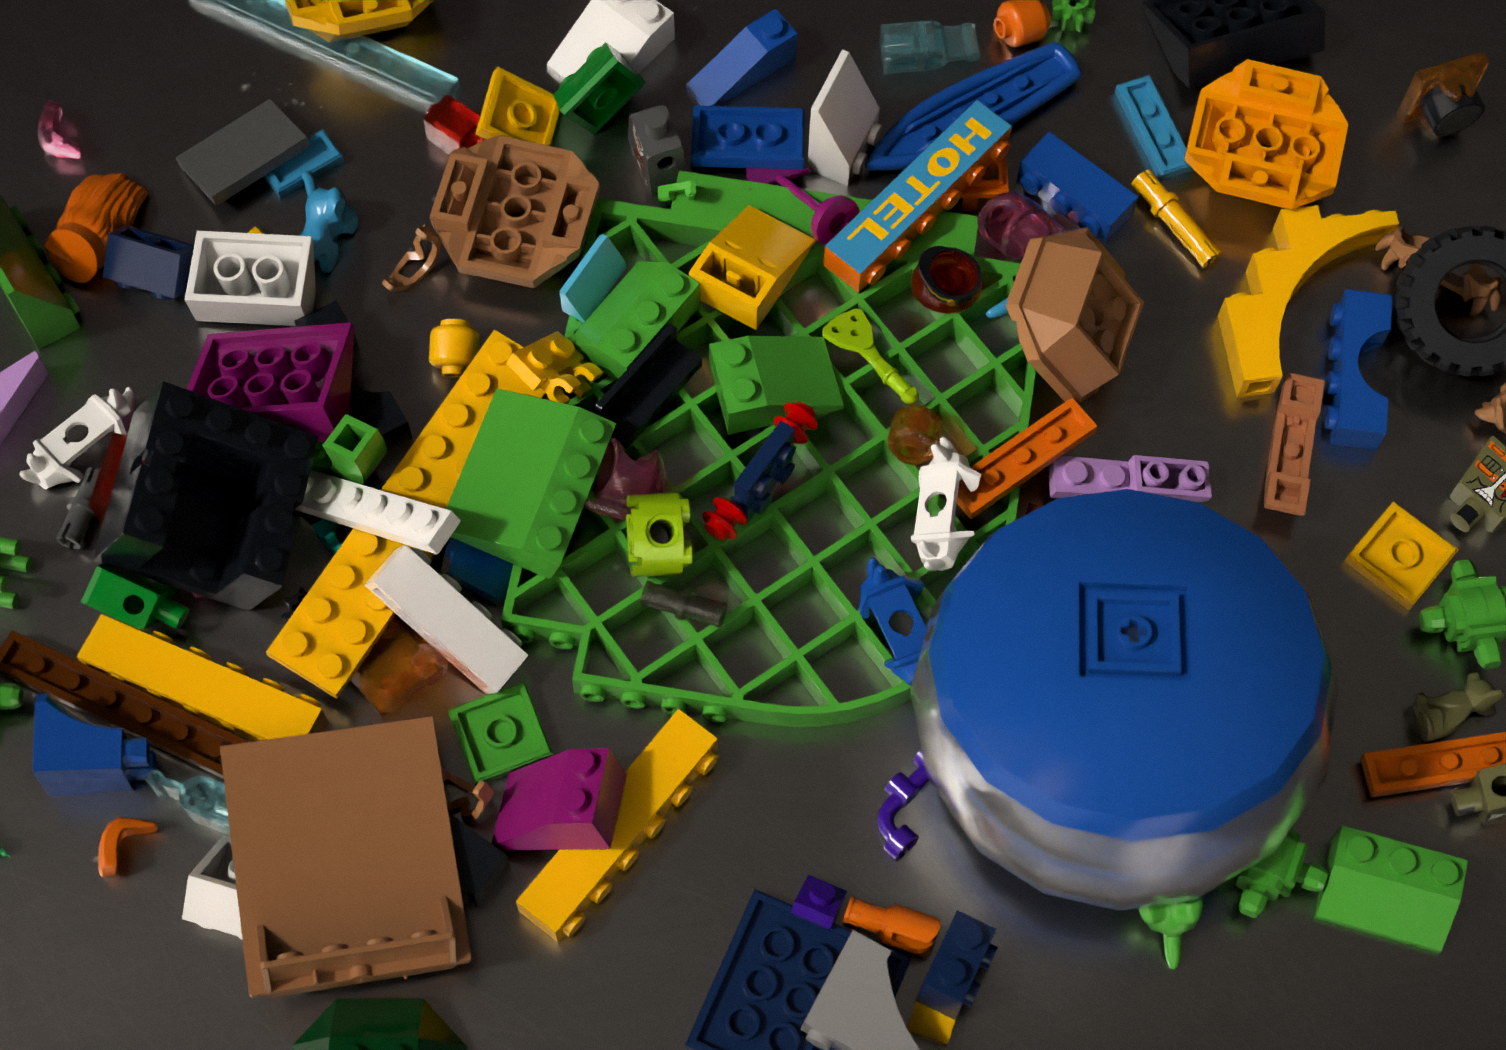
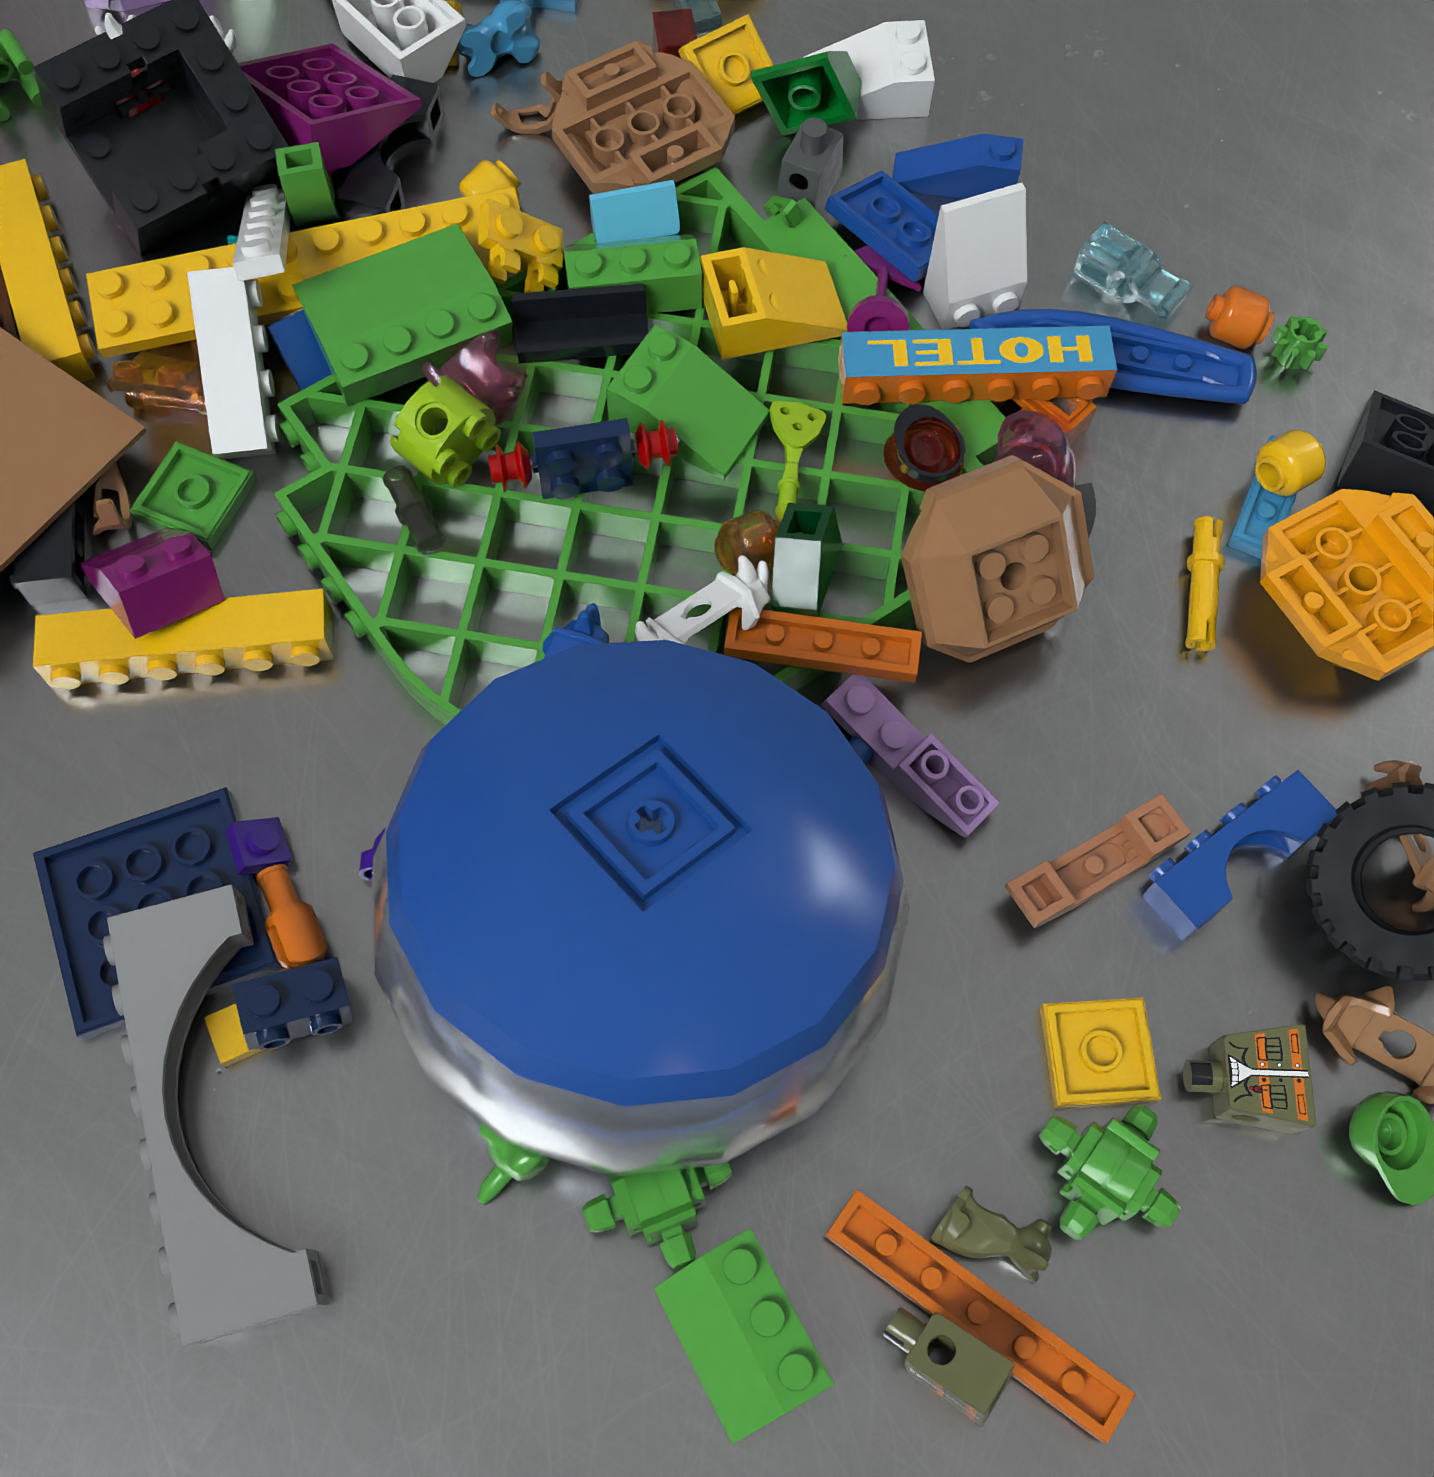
camera: 45 degrees right, 0 degrees up
(133, 598) = (52, 164): green torso -> none
(962, 414) = (804, 558): none -> dark green slope
(1076, 187) = (1136, 484): blue brick -> none
(1154, 97) = (1290, 463): none -> yellow head
(1304, 245) = (1249, 709): yellow arch -> none

